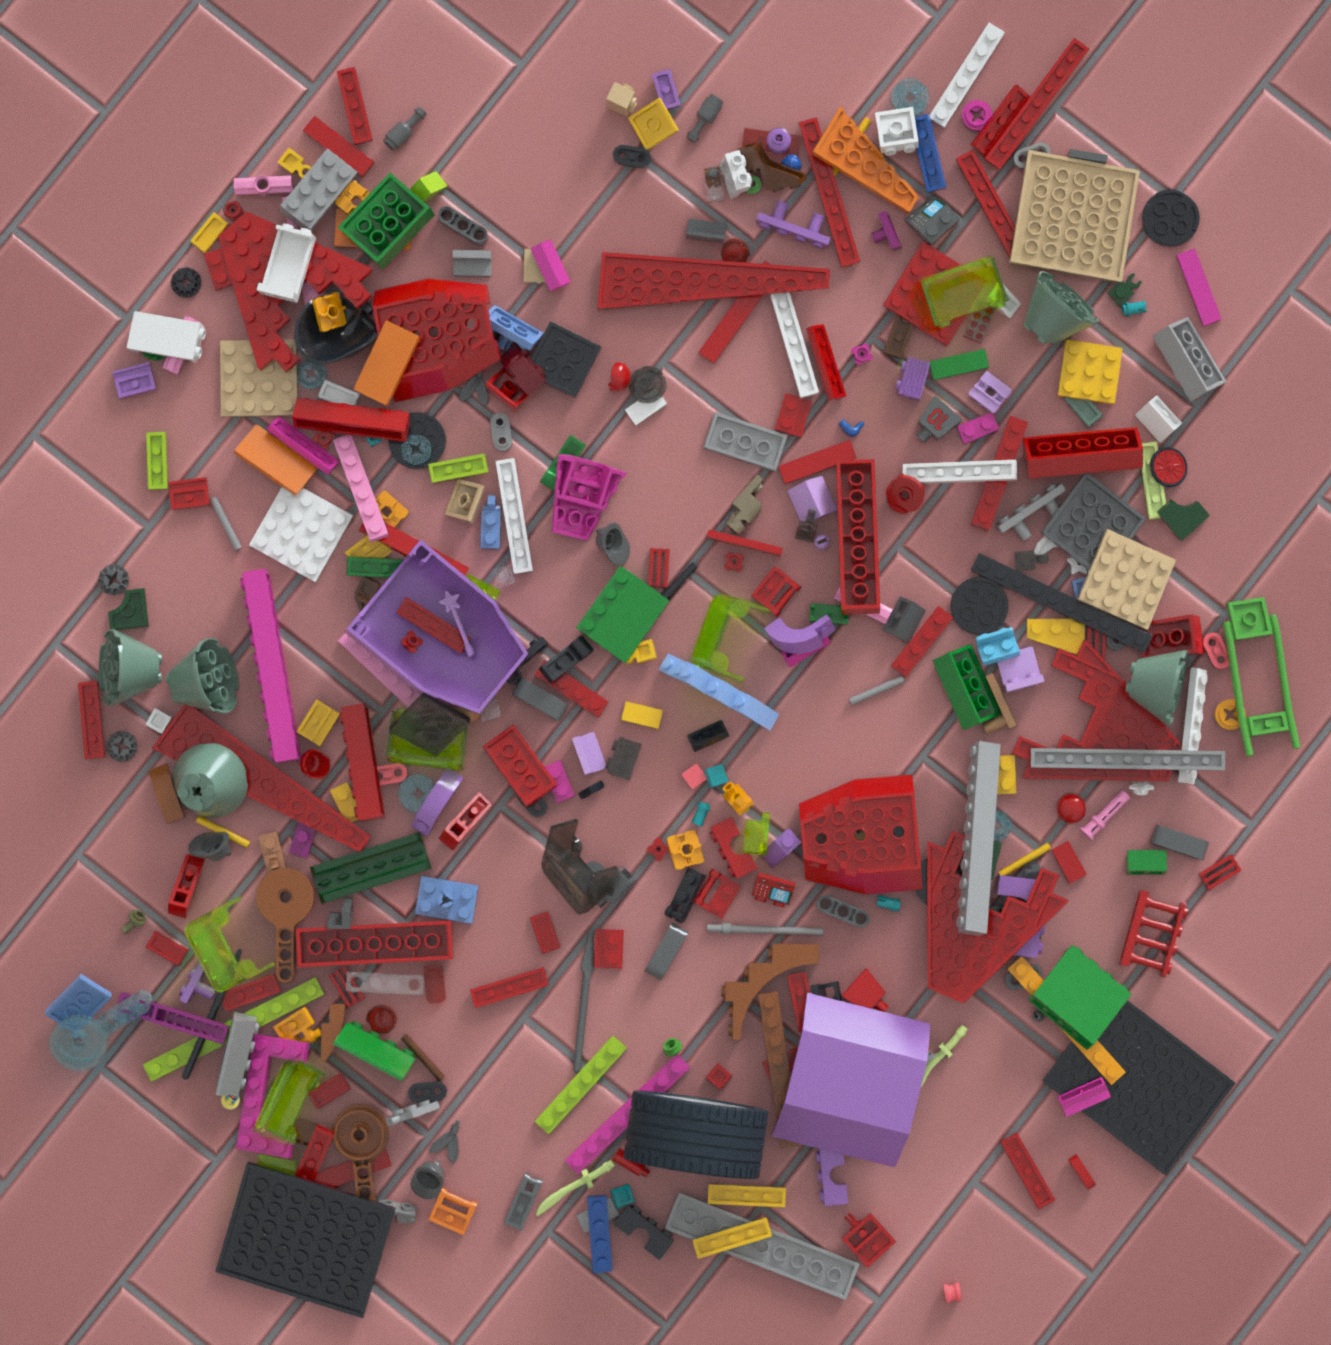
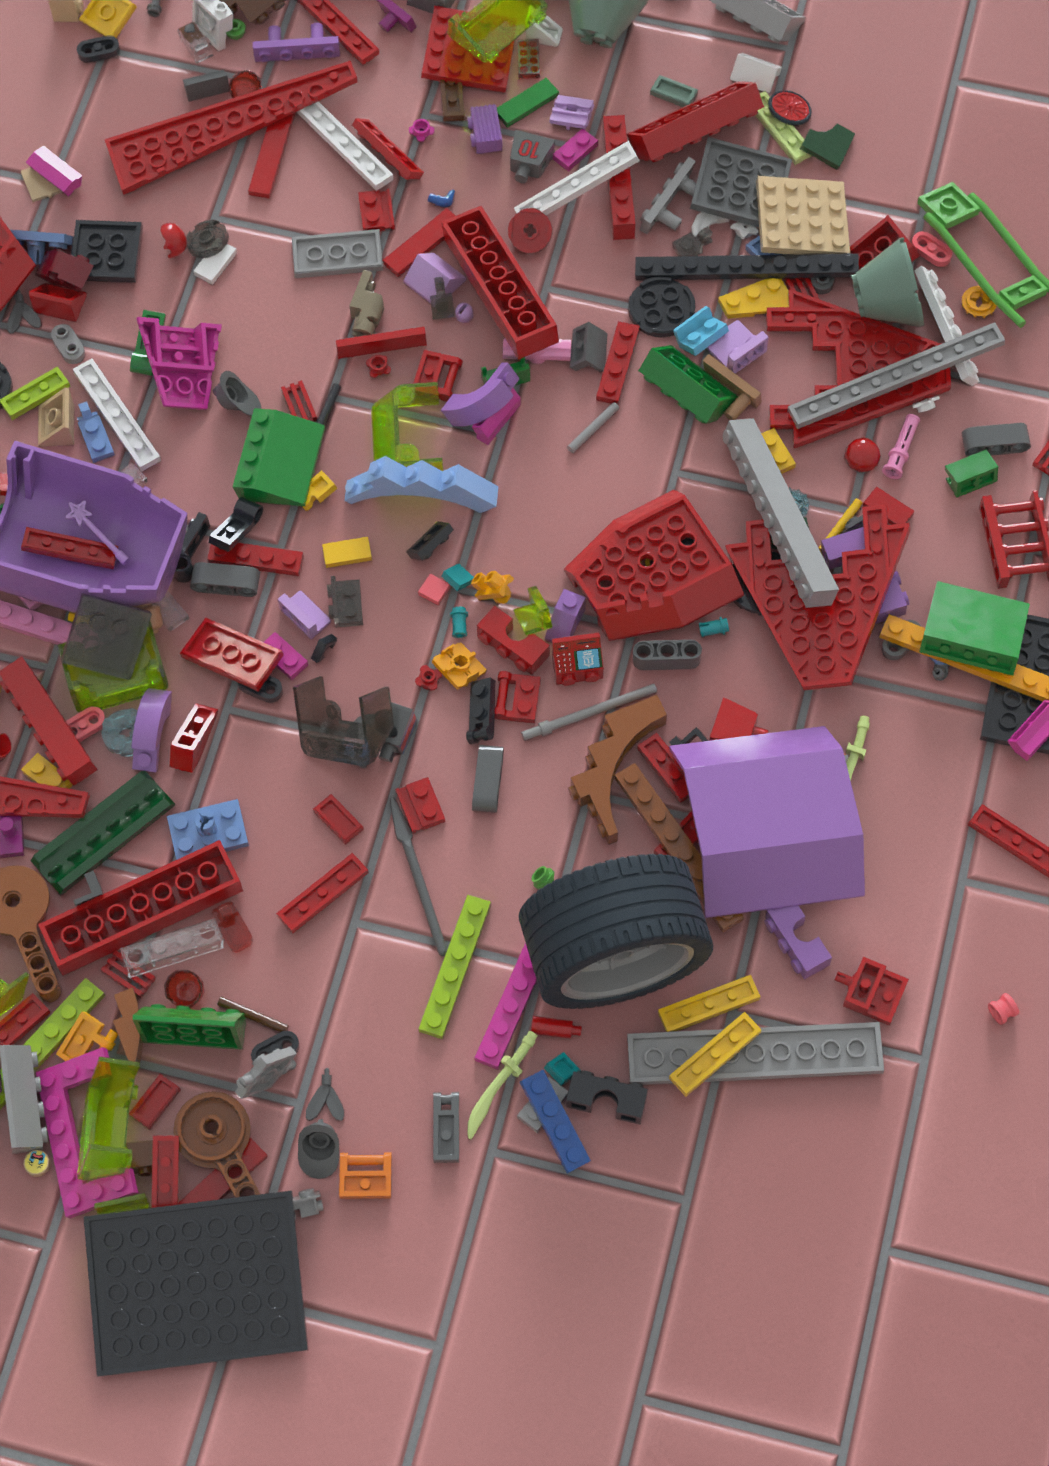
camera: 25 degrees left, 20 degrees down
(411, 647) = (52, 569): red plate -> none
(1090, 372) = (664, 58): yellow plate -> none

